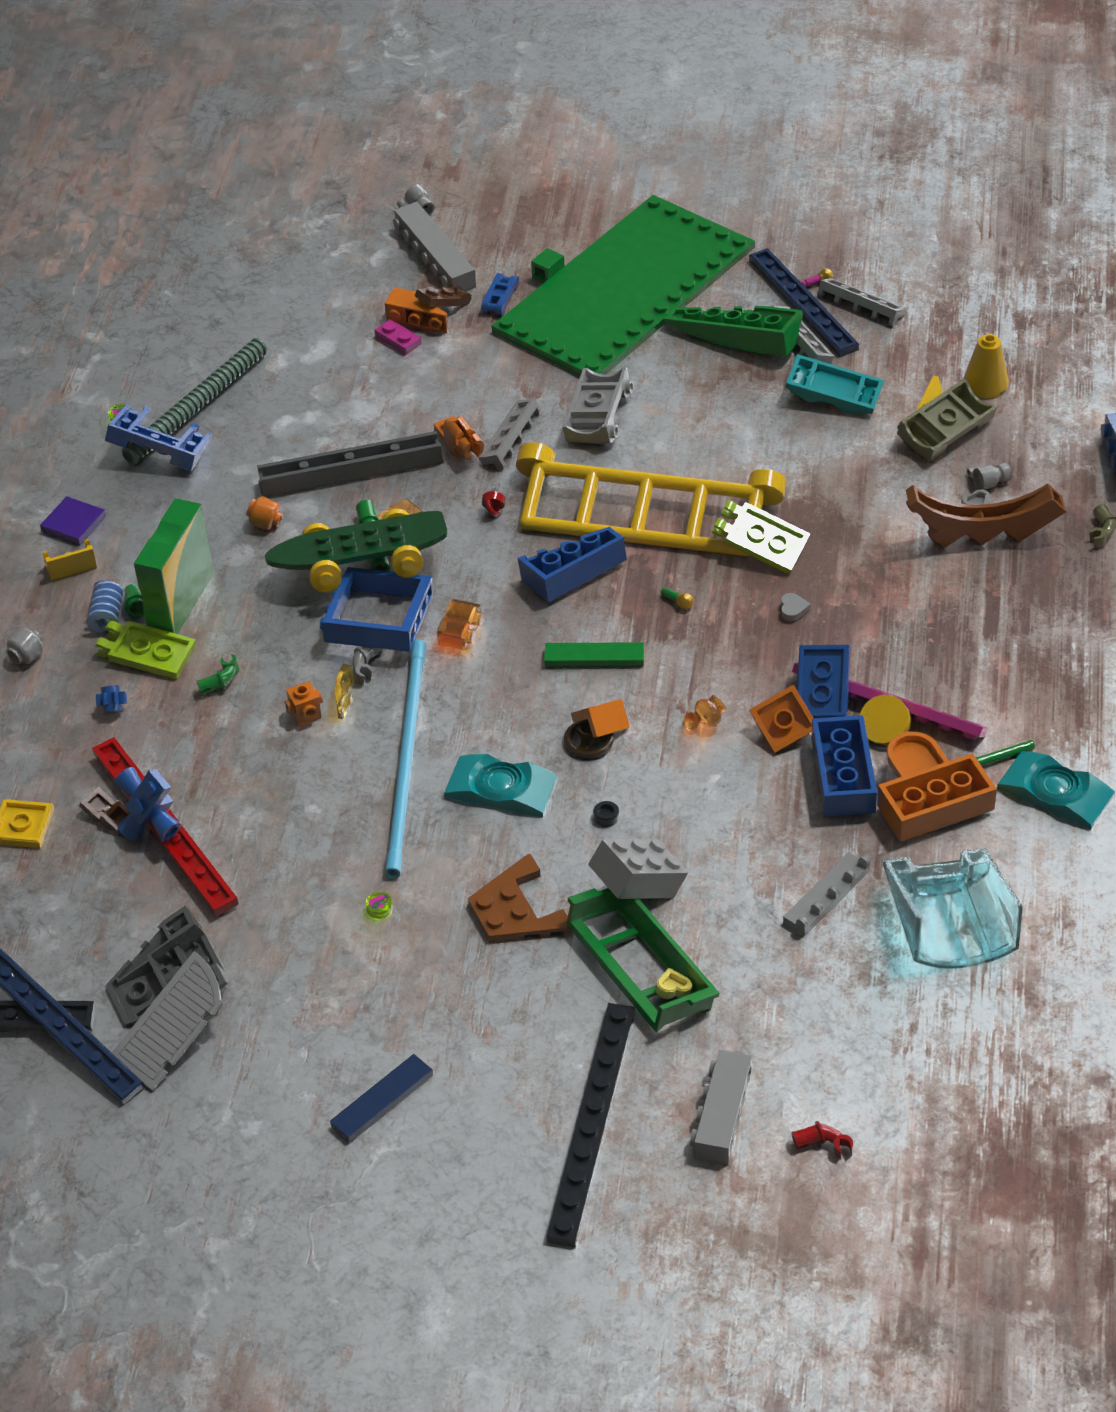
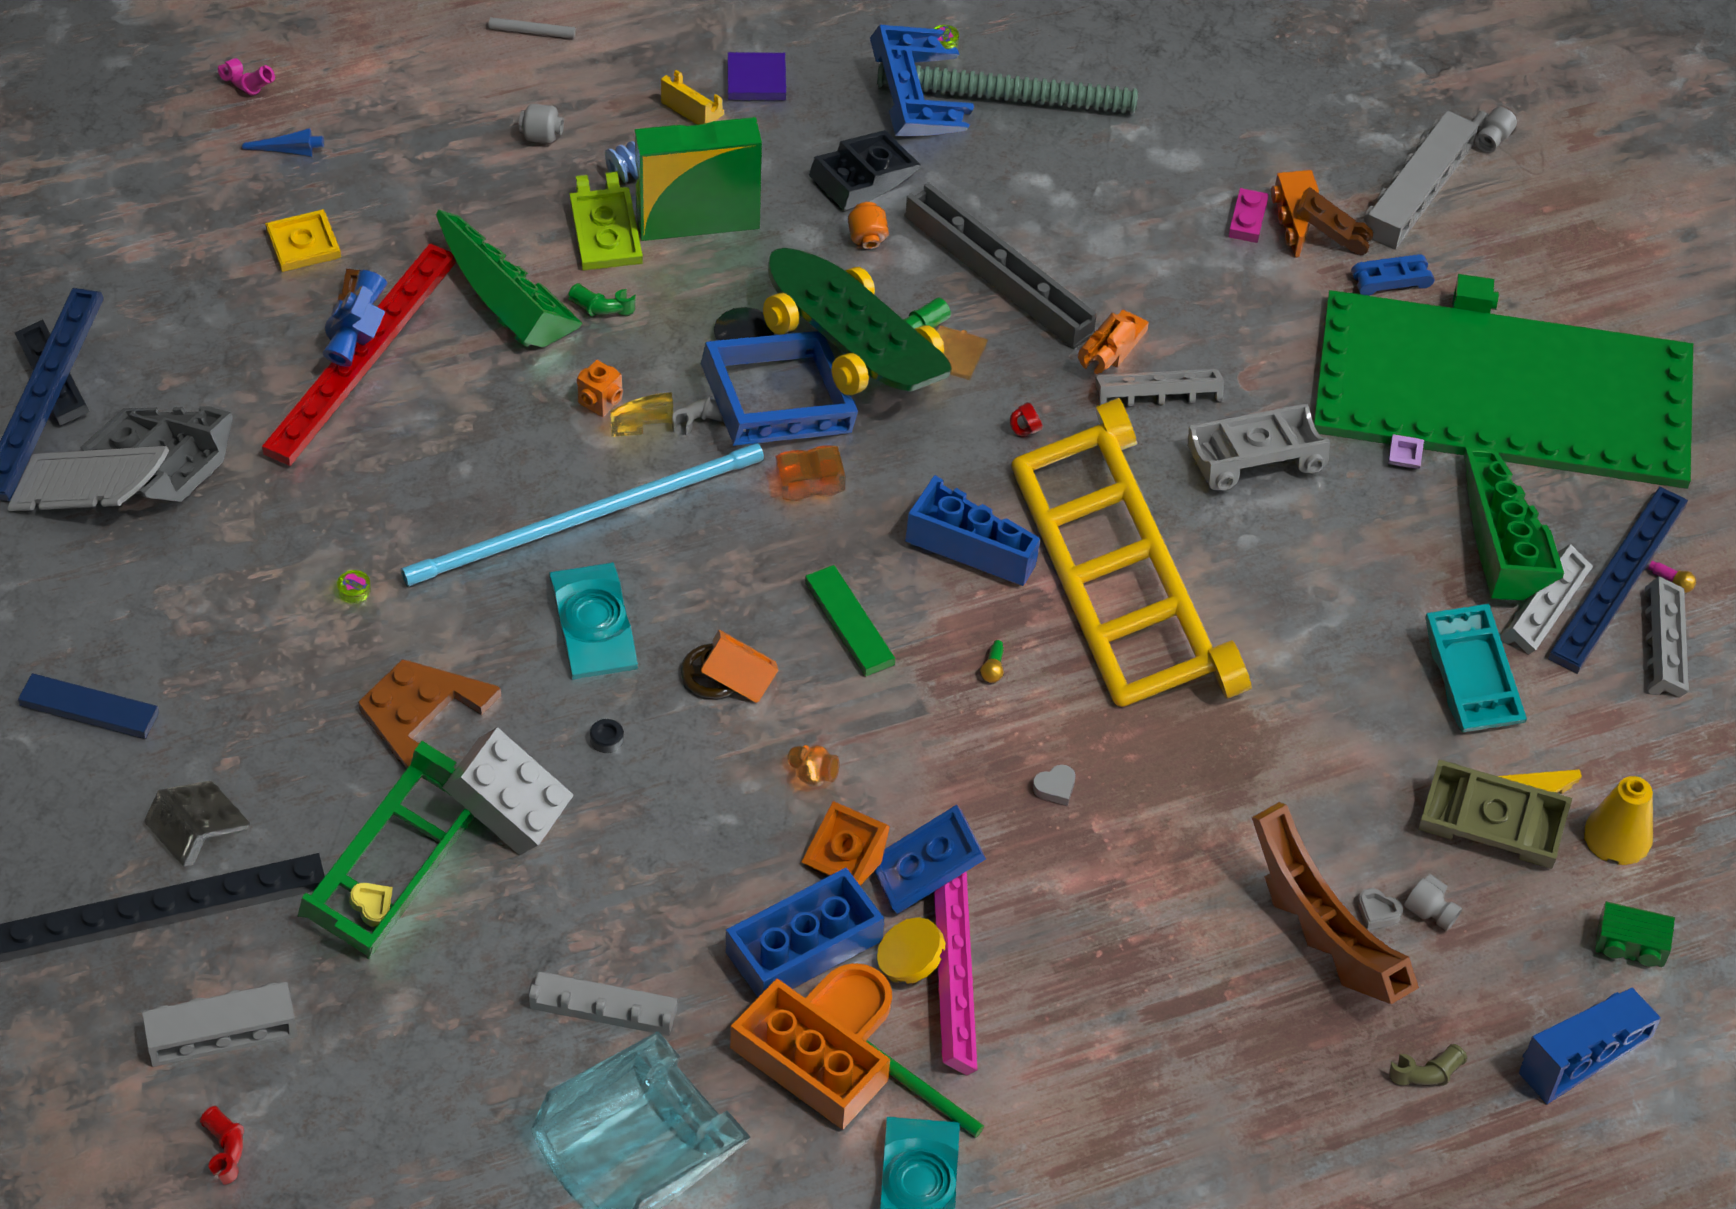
camera: 55 degrees right, 5 degrees up
(111, 698) = (507, 226): blue gear -> none
(176, 720) = (519, 304): none -> green wedge
(215, 492) = (863, 168): none -> black slope
(303, 613) = (741, 323): none -> black dish
(533, 1066) = (190, 814): none -> clear smoke bracket
(644, 347) = (1405, 451): none -> lavender slope
(761, 535) = (1142, 701): tile -> none
(1063, 401) = (1634, 934): none -> green brick

